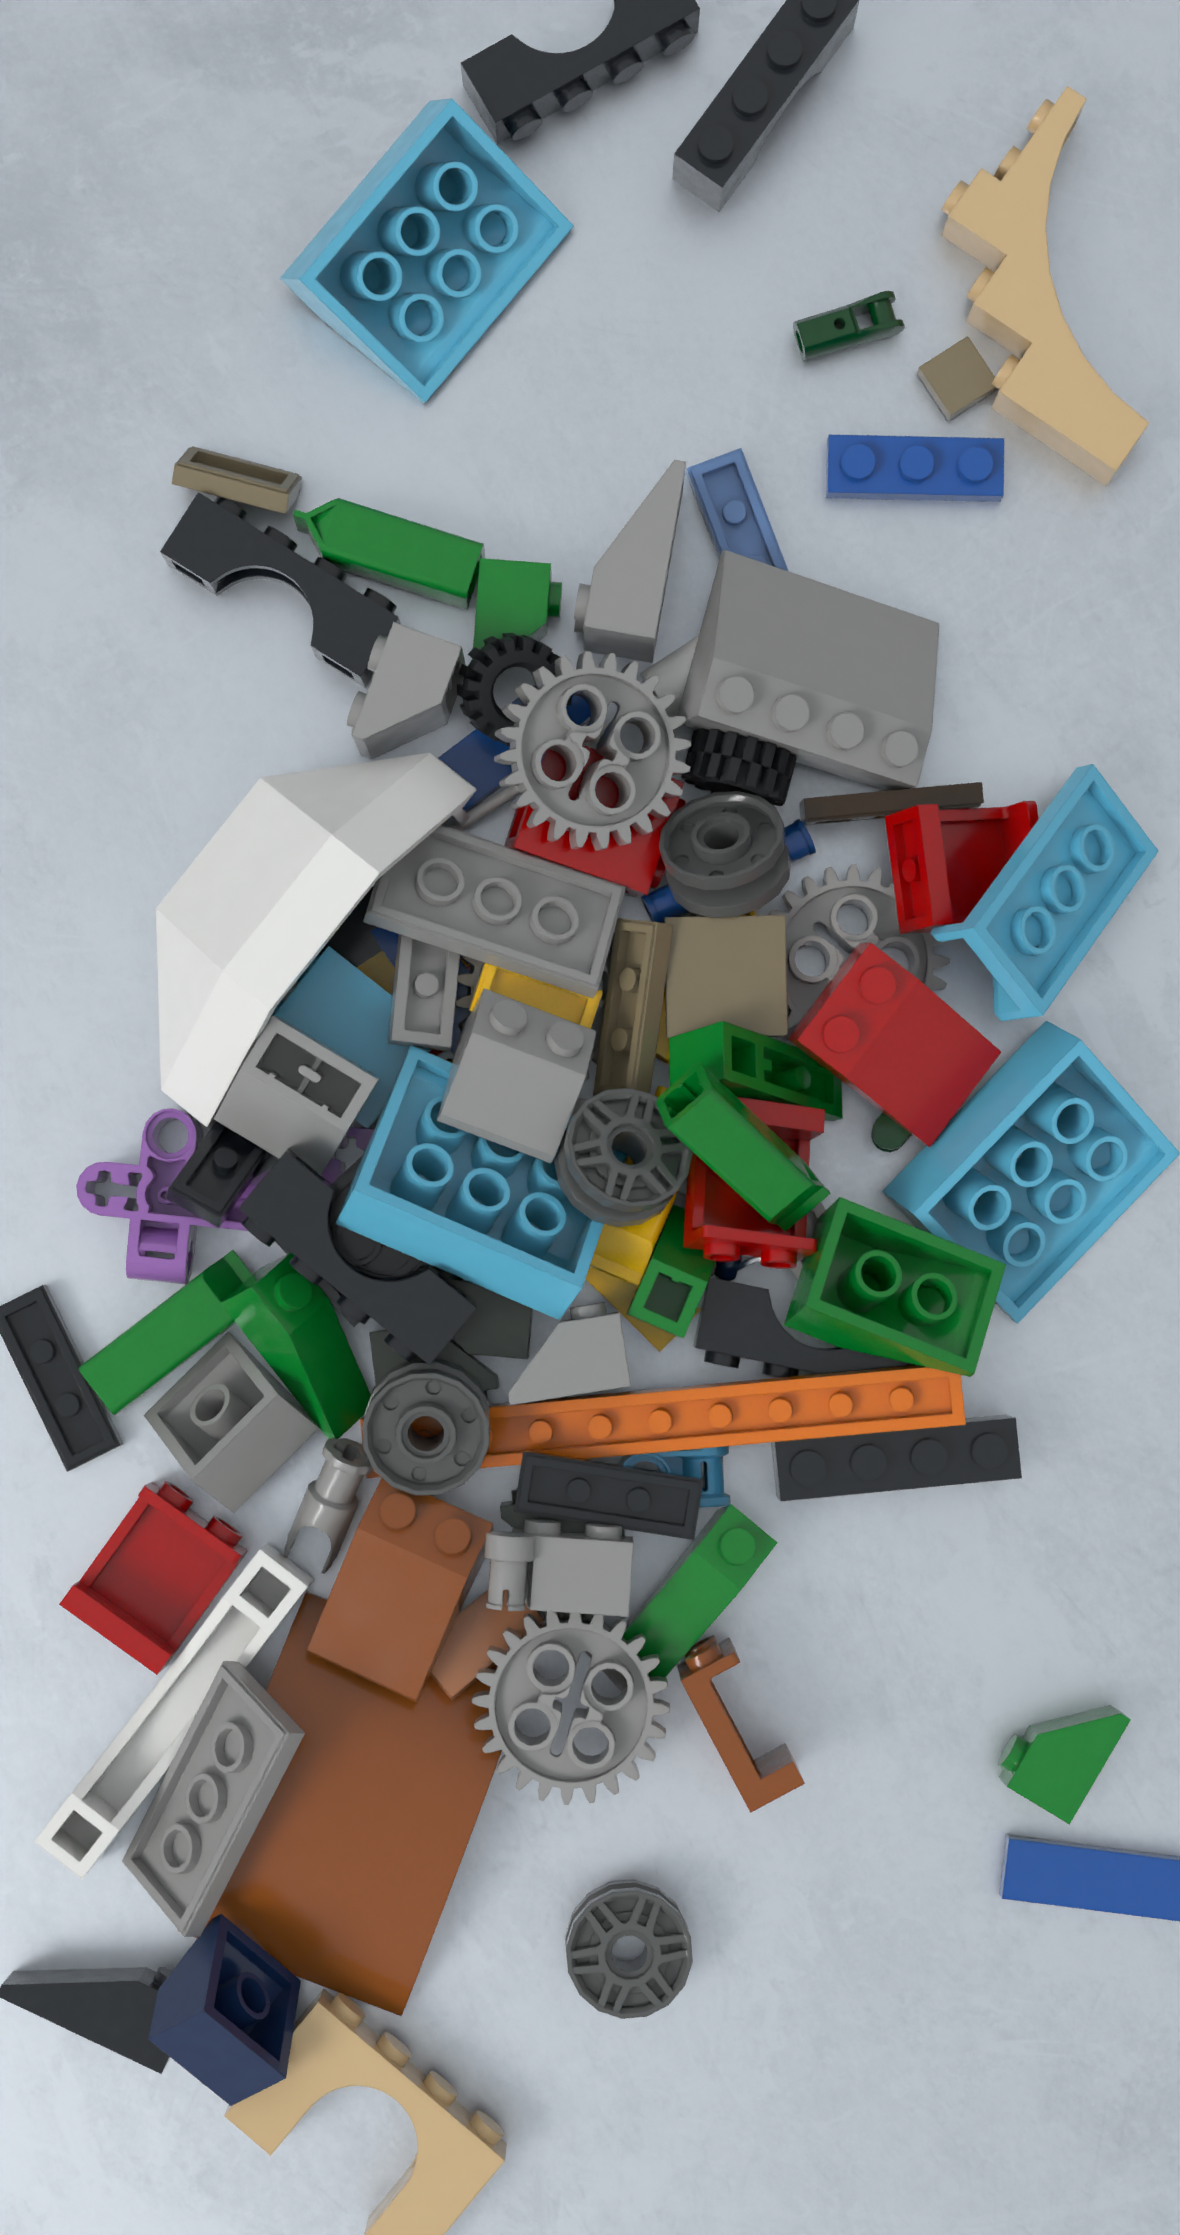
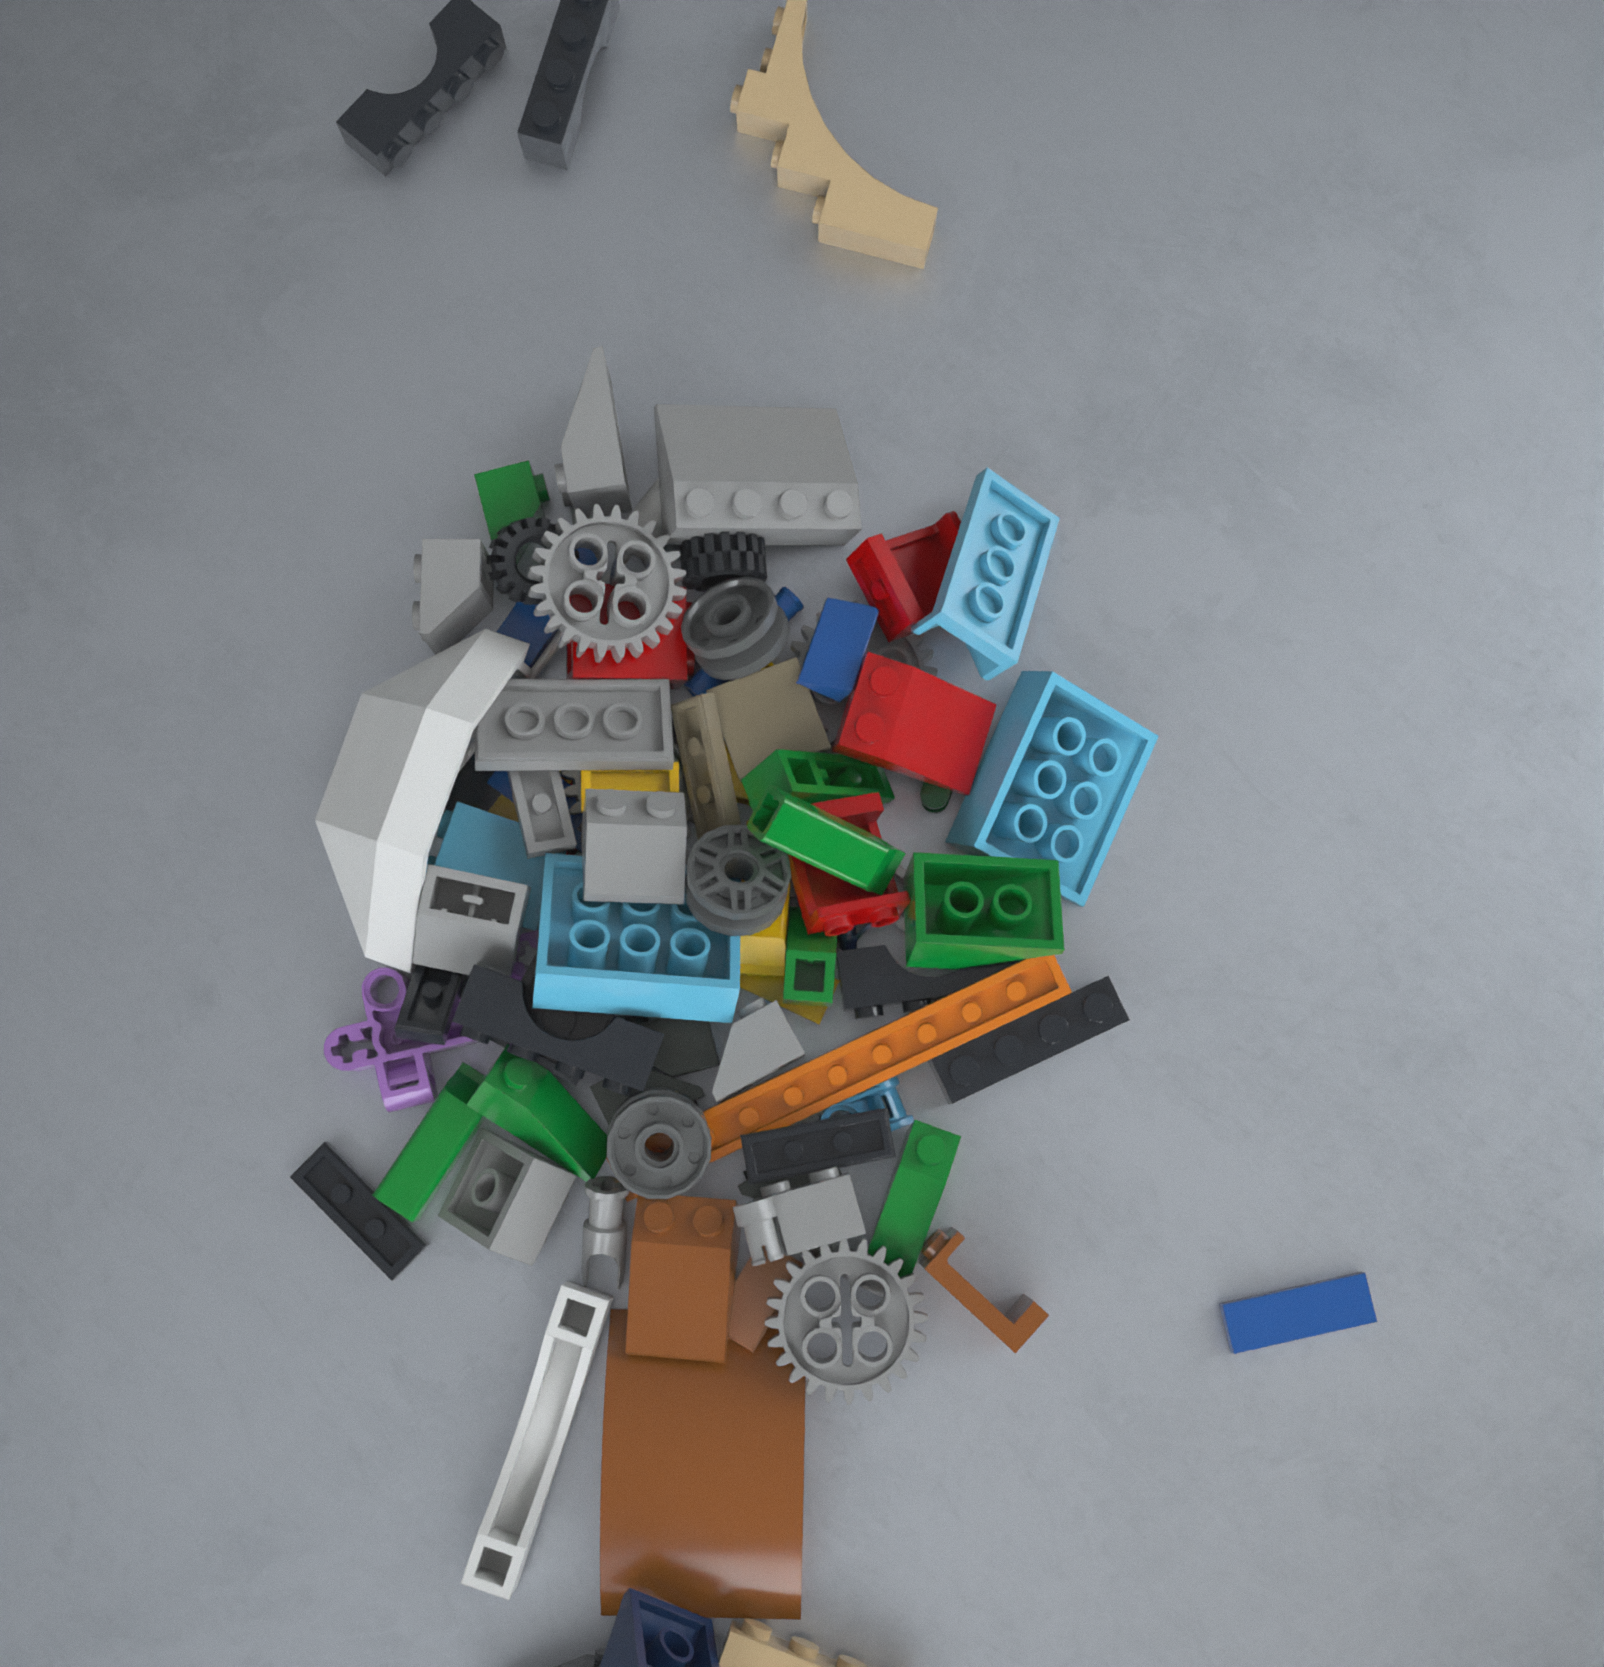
camera: 20 degrees left, 5 degrees down
(156, 1575) = (489, 1337): red panel -> none
(212, 1798) = (591, 1497): light grey tile -> none
(222, 549) = (276, 537): black arch -> none
(237, 479) = (271, 481): dark tan tile -> none
(394, 550) = (407, 493): green piece -> none
(428, 249) = (358, 266): medium azure slope -> none
(633, 1986) = (964, 1531): dark grey wheel -> none
(734, 509) = (651, 375): medium blue tile -> none
(837, 921) = (837, 648): none -> blue slope
(840, 329) = (685, 220): dark green bar -> none
(883, 803) = (834, 556): dark brown tile -> none
(915, 468) = (777, 303): blue plate -> none
(957, 378) = (785, 228): dark tan tile -> none
(1062, 1758) = (1239, 1227): green slope -> none

